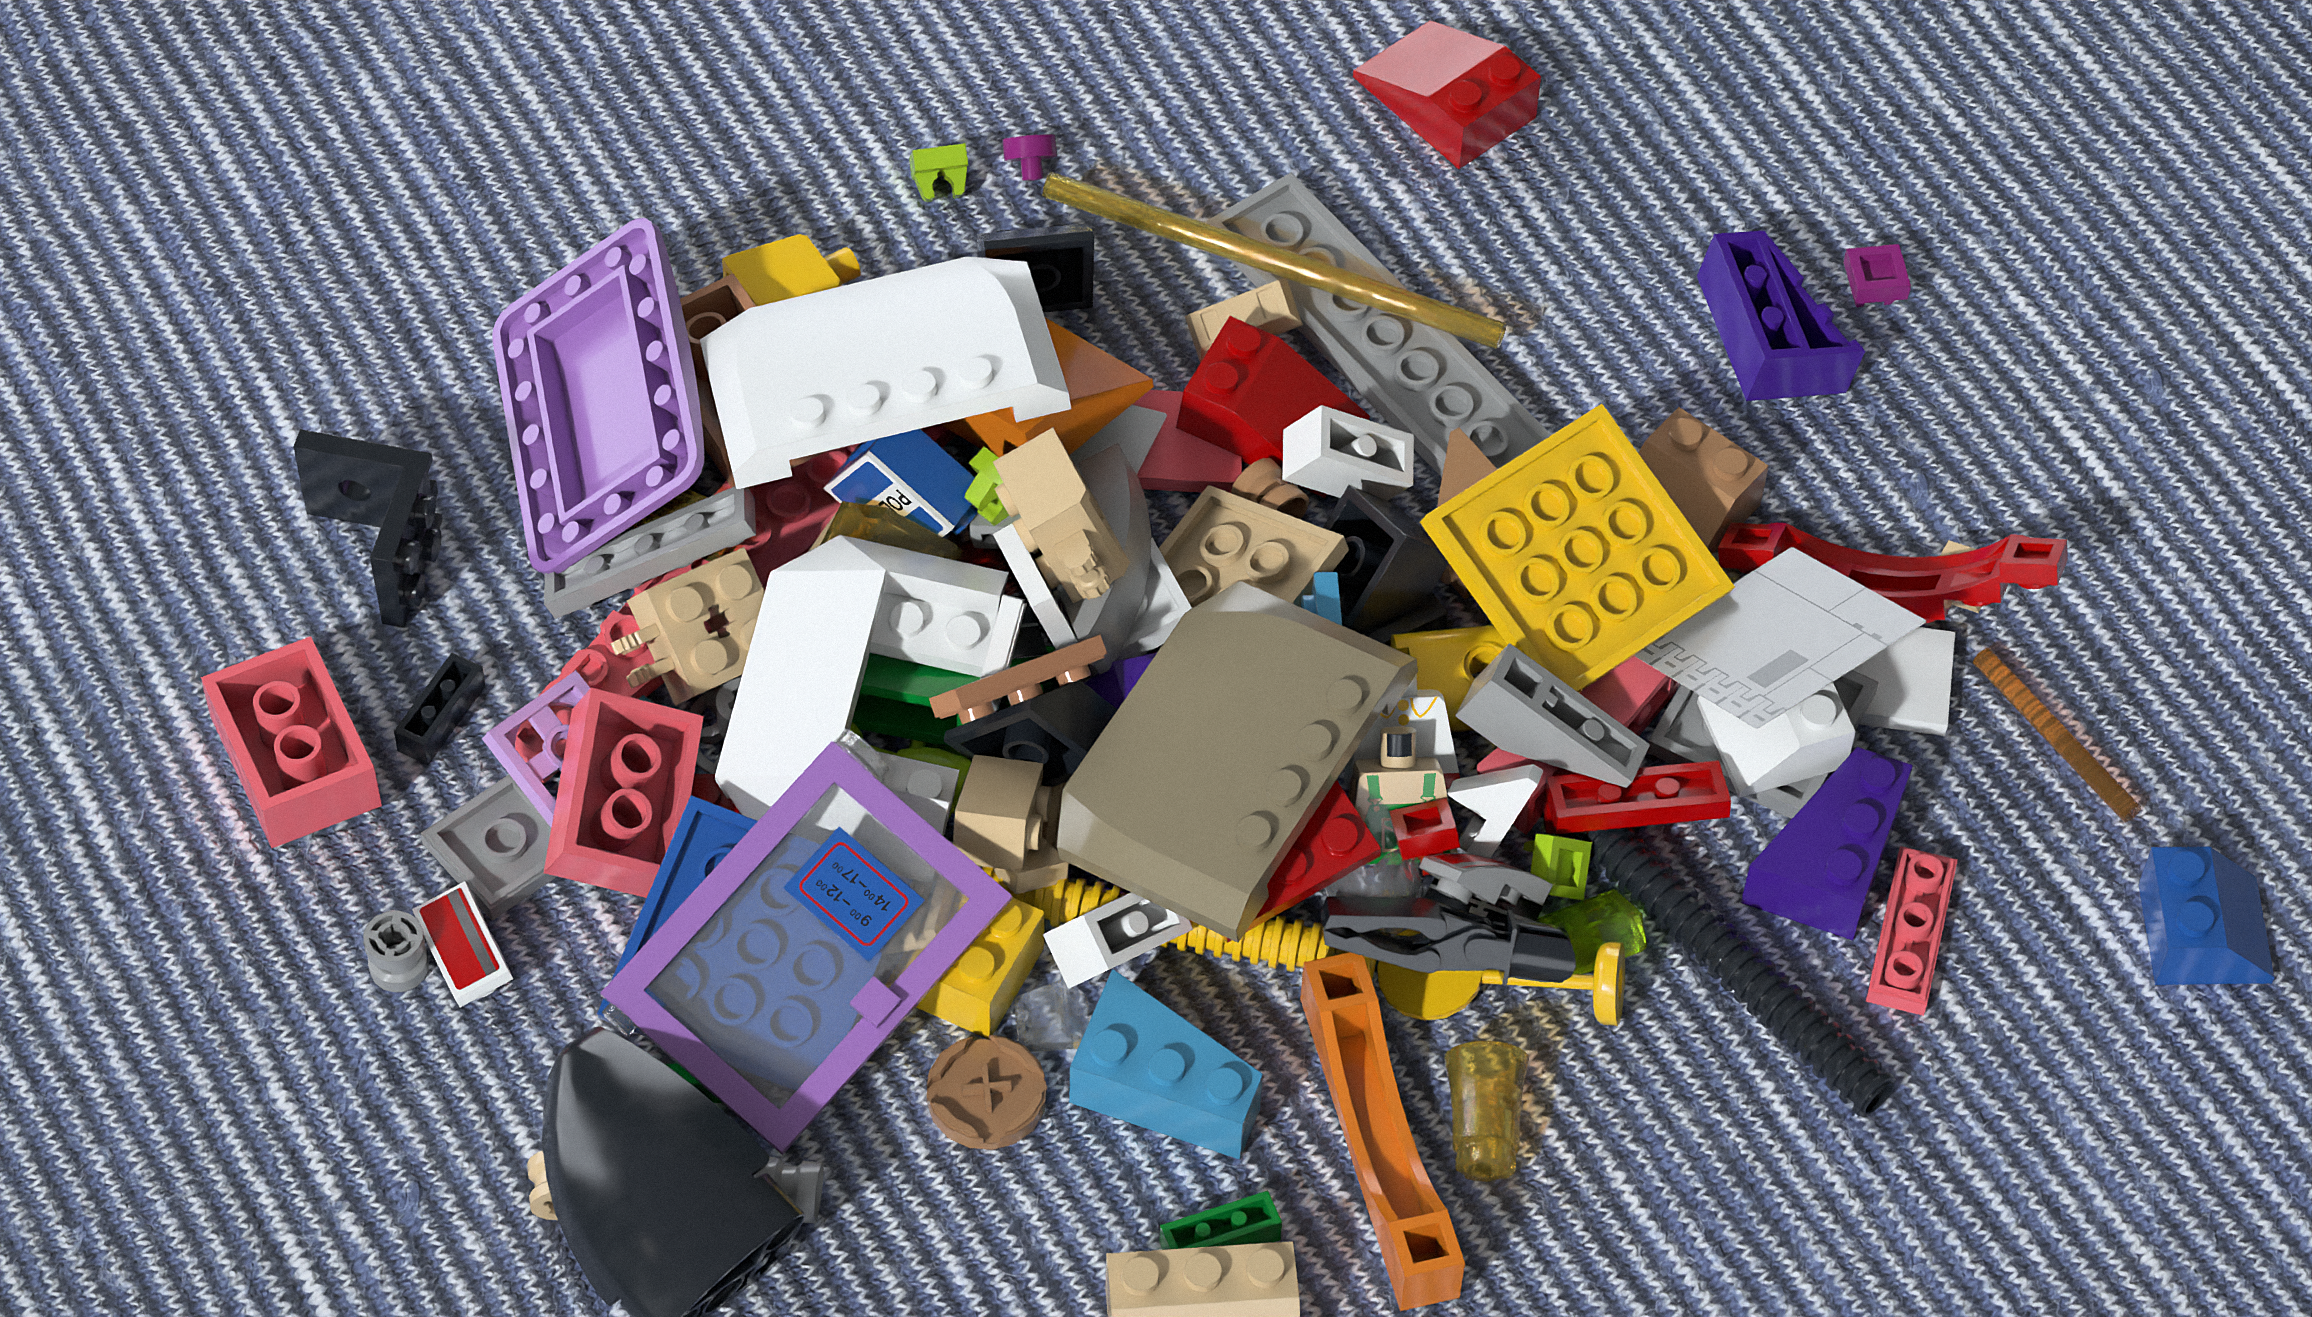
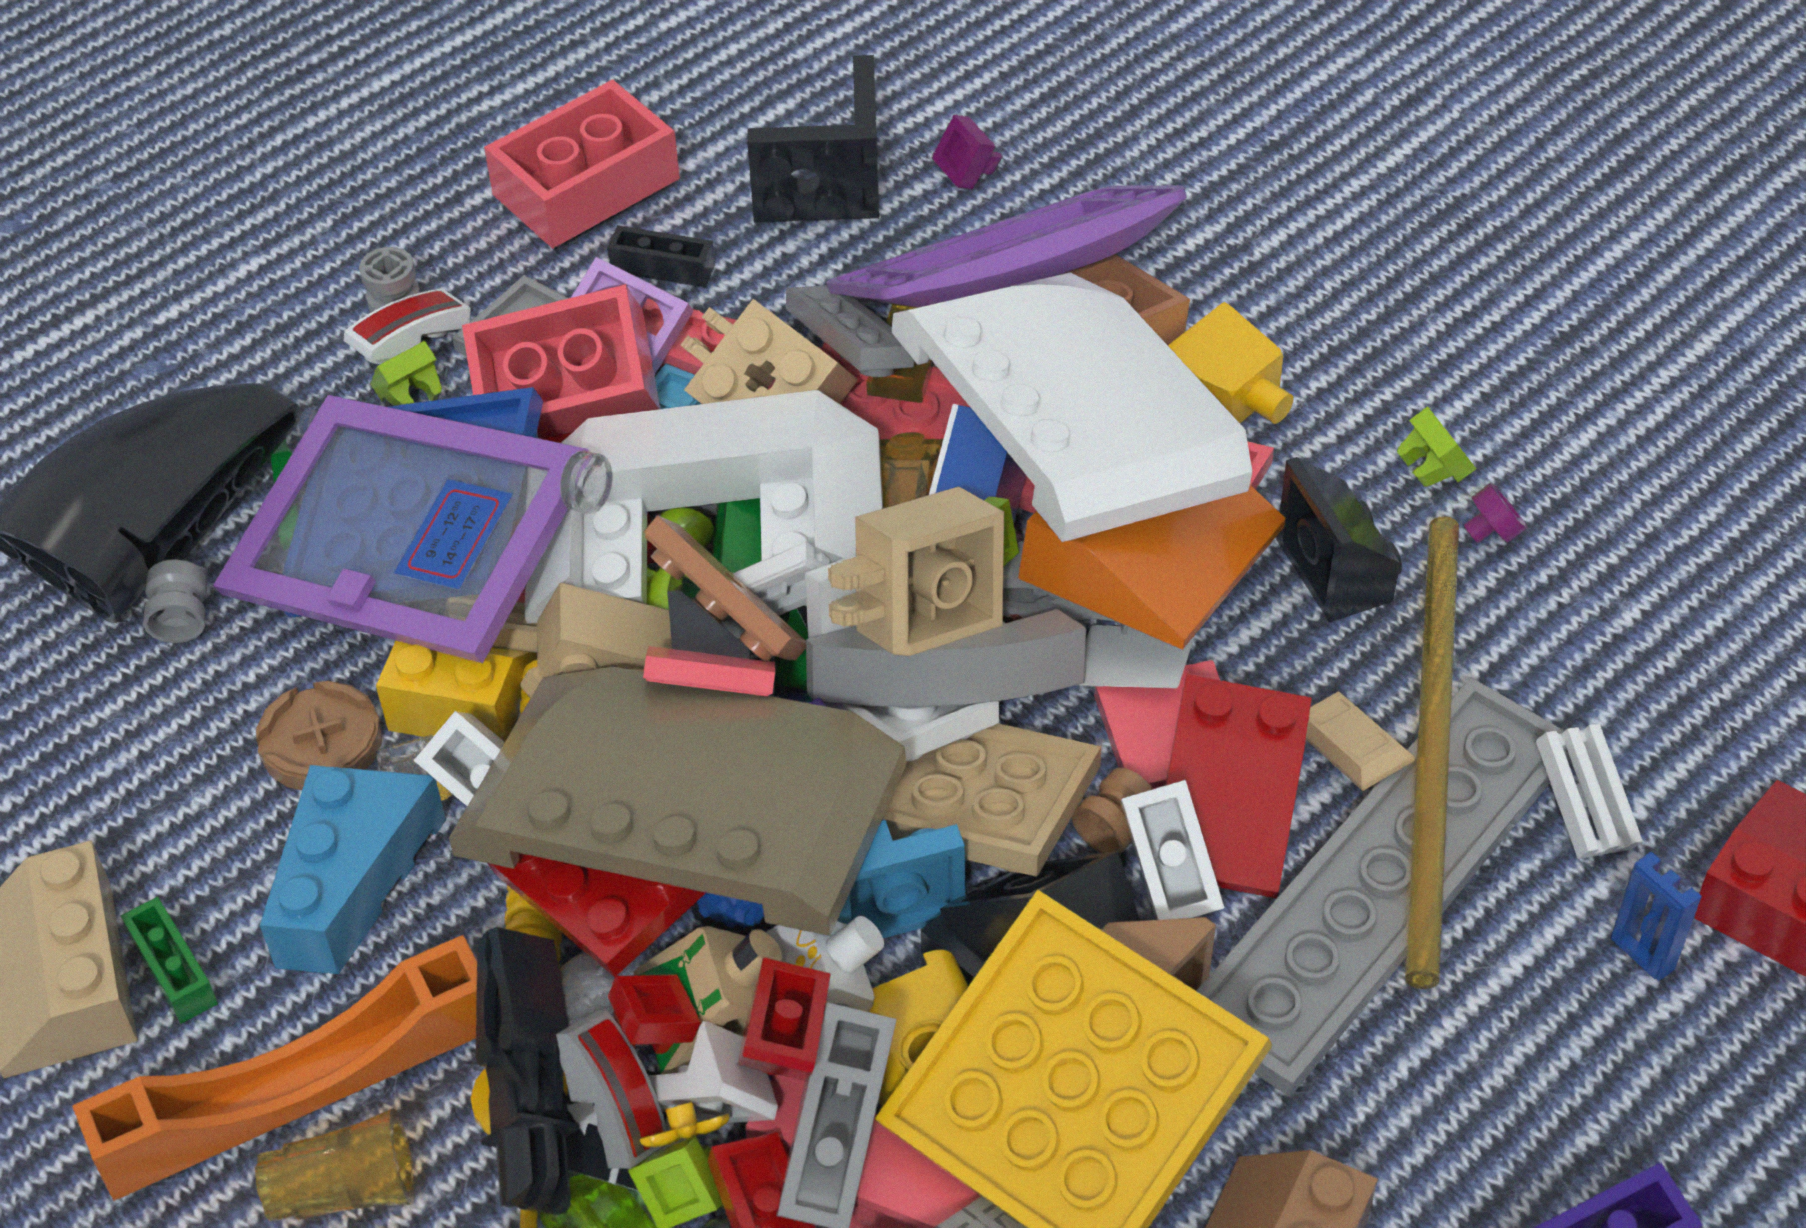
camera: 80 degrees right, 5 degrees down
(401, 416) = (965, 152): none -> magenta tile
(539, 955) = (407, 369): none -> lime tile
(1104, 709) = (709, 671): none -> coral tile
(1343, 182) = (1597, 789): none -> white tile
(1479, 180) = (1665, 925): none -> blue tile
(1488, 726) = (785, 1020): none -> red slope
(1529, 836) = (684, 1125): none -> yellow plant

